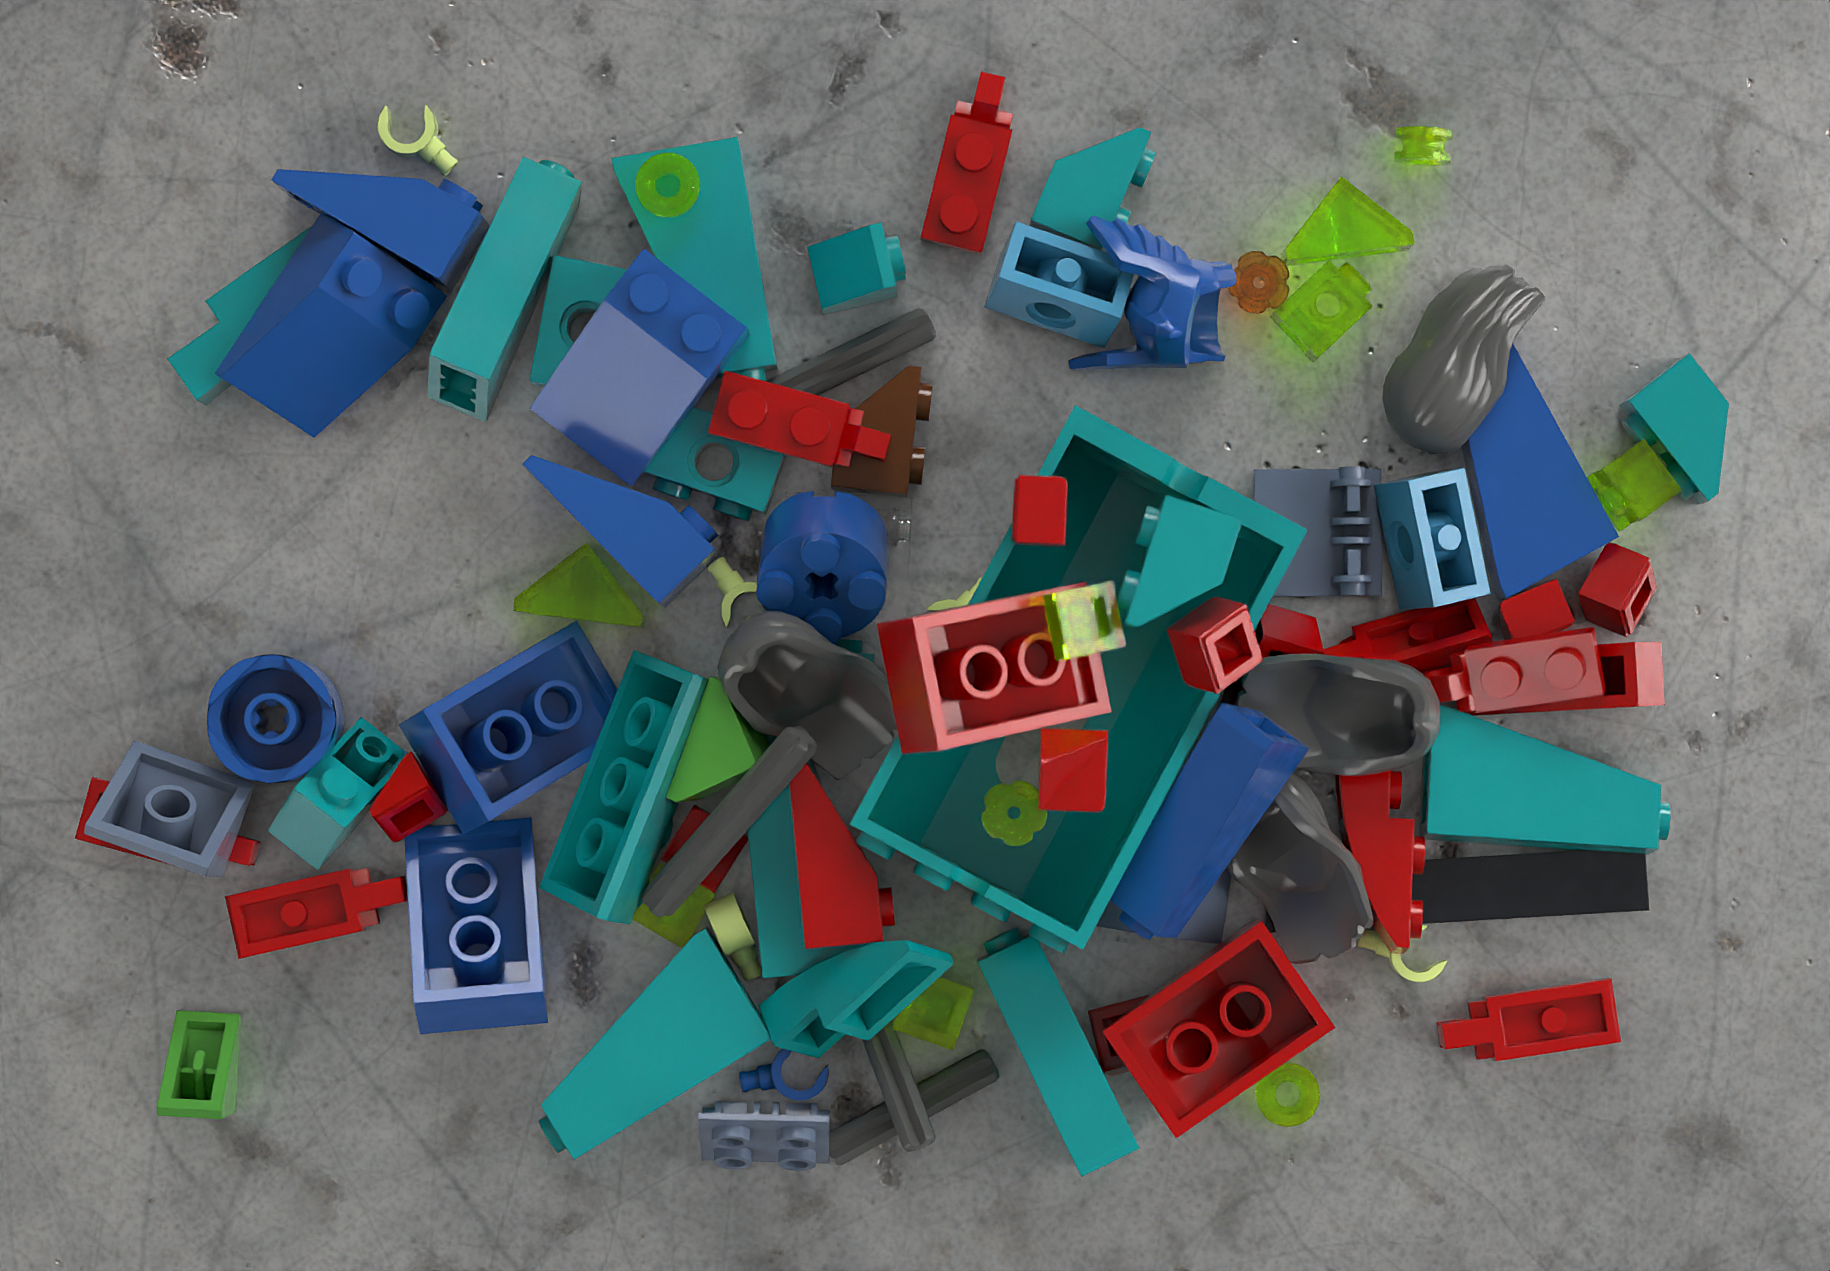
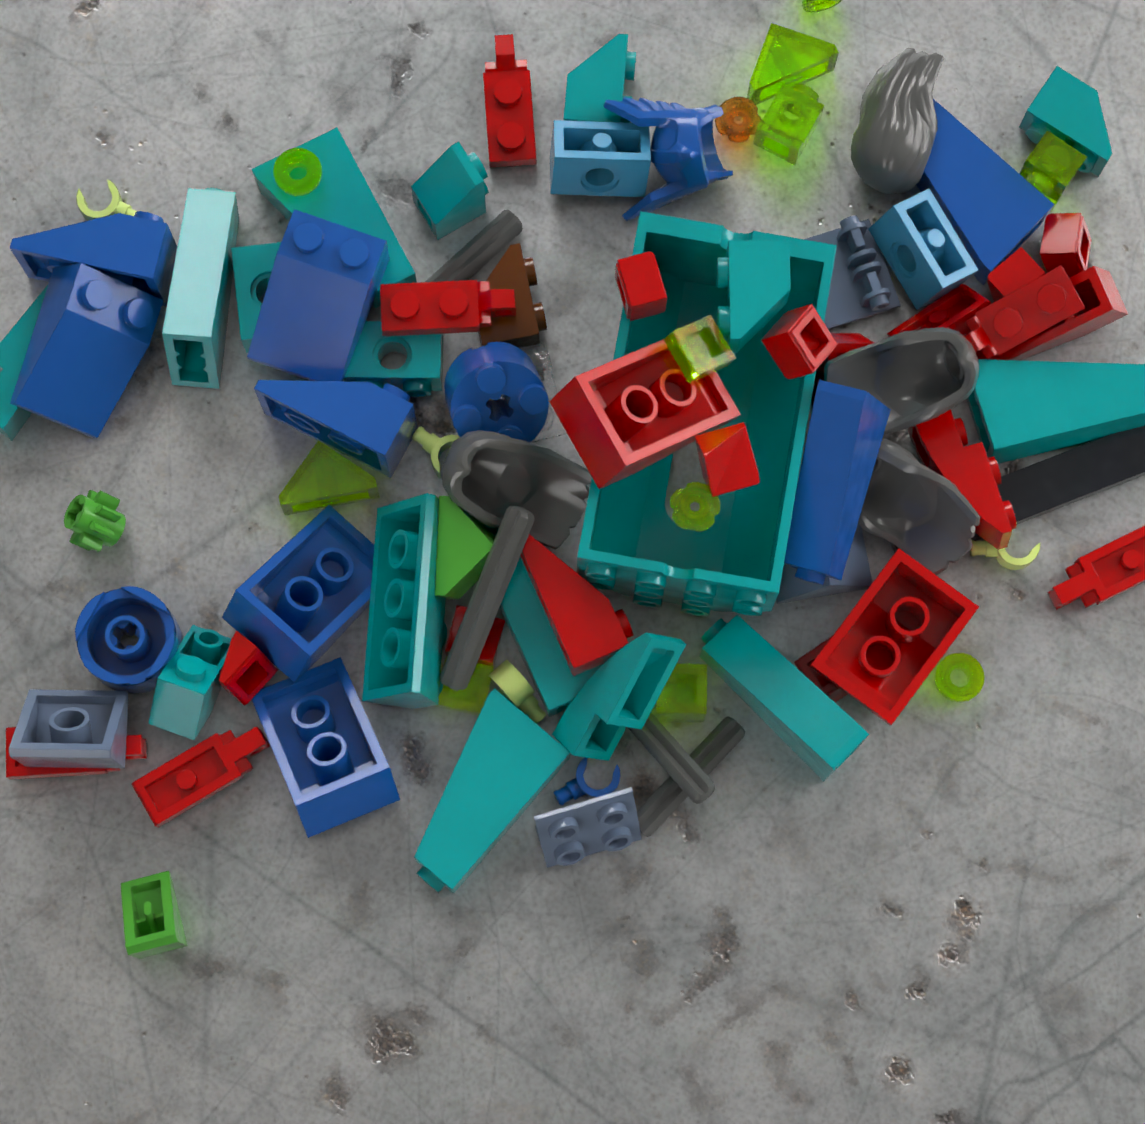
camera: 20 degrees left, 10 degrees down
(277, 550) = (94, 520): none -> bright green gear

